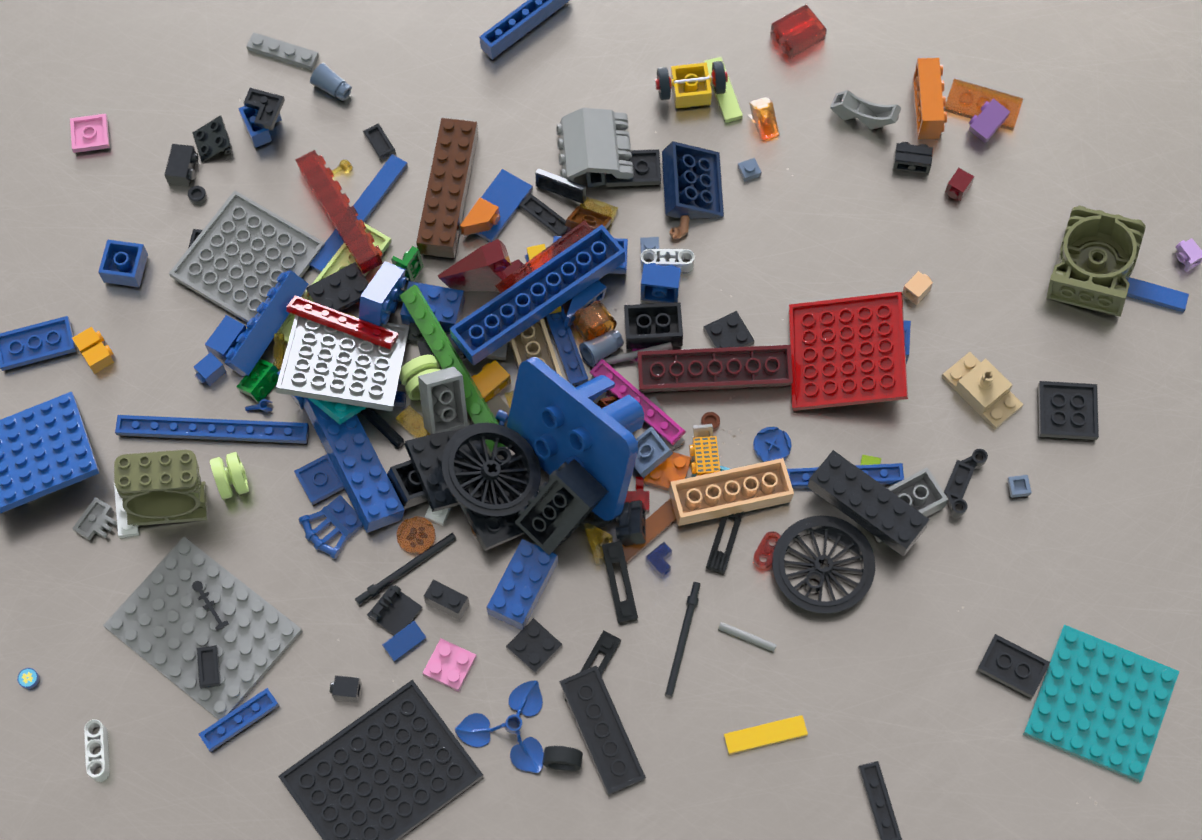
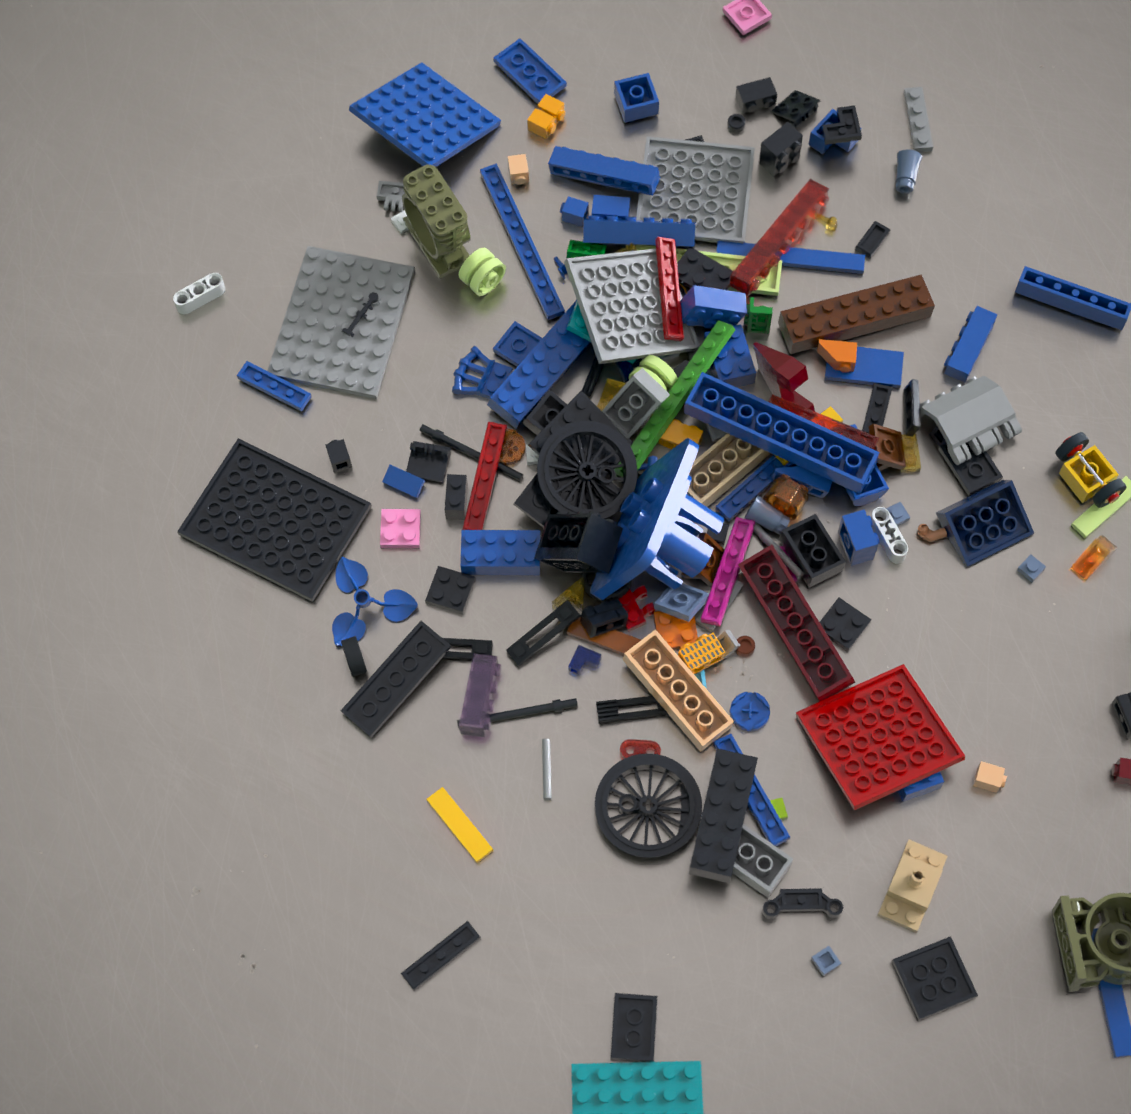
camera: 65 degrees right, 0 degrees up
(28, 678) = (238, 215): tile -> none
(135, 399) = (518, 169): none -> light nougat brick
(183, 324) = (604, 170): none -> blue brick
(208, 666) = (306, 339): black tile -> none
(252, 169) = (780, 149): none -> black brick
(439, 566) = (485, 476): none -> red tile
(523, 114) = (970, 344): none -> blue brick
(654, 662) = (479, 695): none -> clear purple brick

